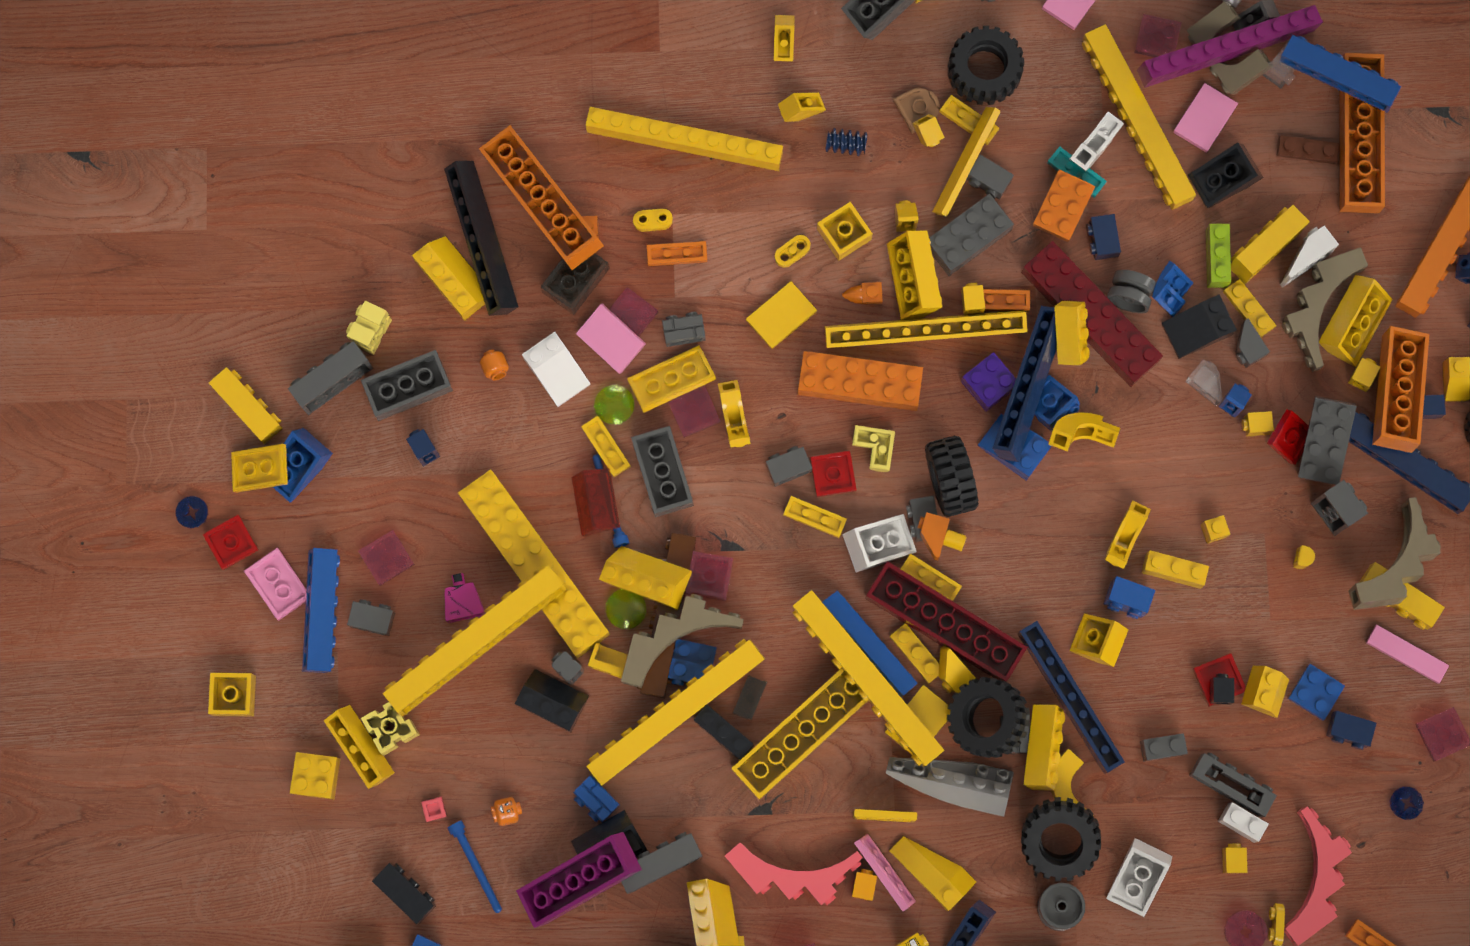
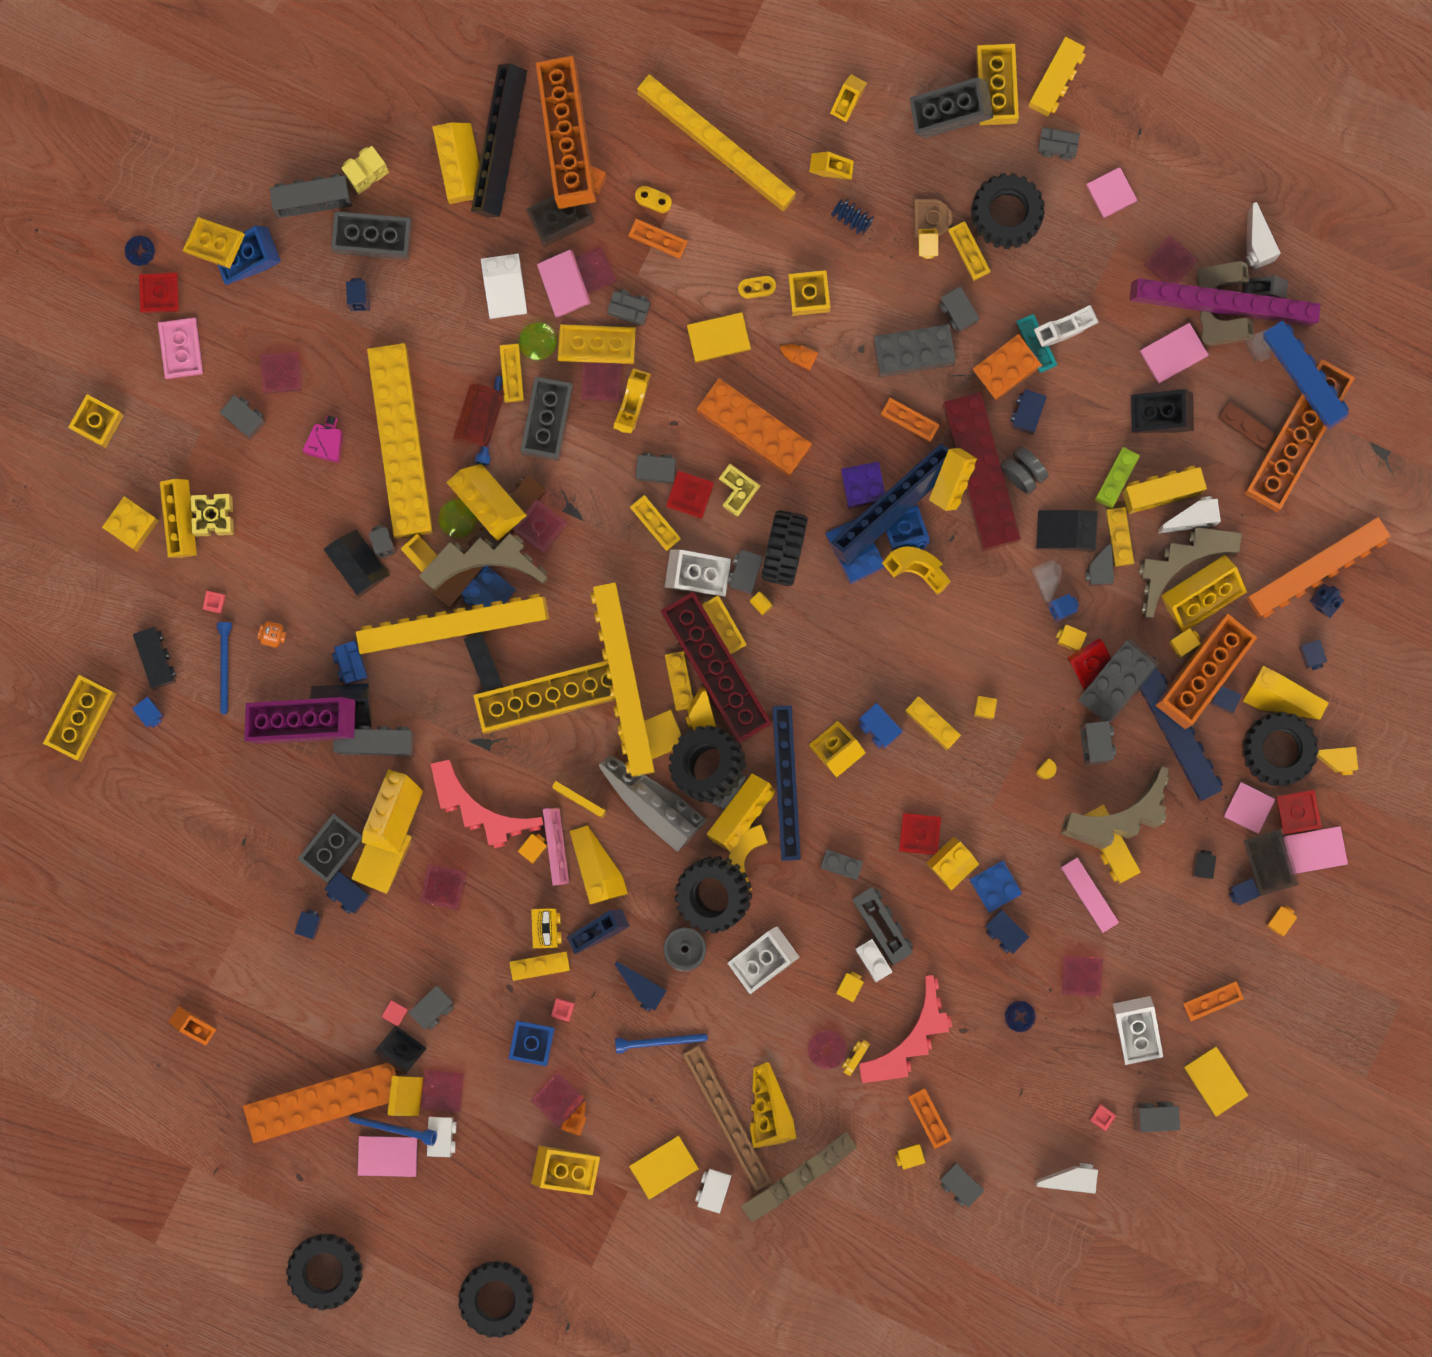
camera: 30 degrees right, 5 degrees up
(244, 404) = (229, 183): yellow brick -> none
(320, 610) = (203, 388): blue brick -> none
(474, 641) = (315, 480): yellow brick -> none
(494, 365) = (454, 255): orange head -> none
(750, 698) = (521, 646): clear smoke panel -> none
(870, 644) = (642, 653): blue brick -> none
(906, 216) = (868, 306): yellow slope -> none
(914, 275) = (847, 361): yellow brick -> none
(925, 329) = (832, 412): yellow brick -> none
(933, 532) = (745, 586): orange slope -> none
(966, 161) = (945, 286): yellow tile -> none
(973, 299) = (886, 407): yellow brick -> none
(1127, 534) = (907, 673): yellow arch -> none
(1138, 117) = (1115, 323): yellow brick -> none
(1171, 288) = (1060, 485): blue slope -> none
(1222, 689) = (915, 842): black brick -> none

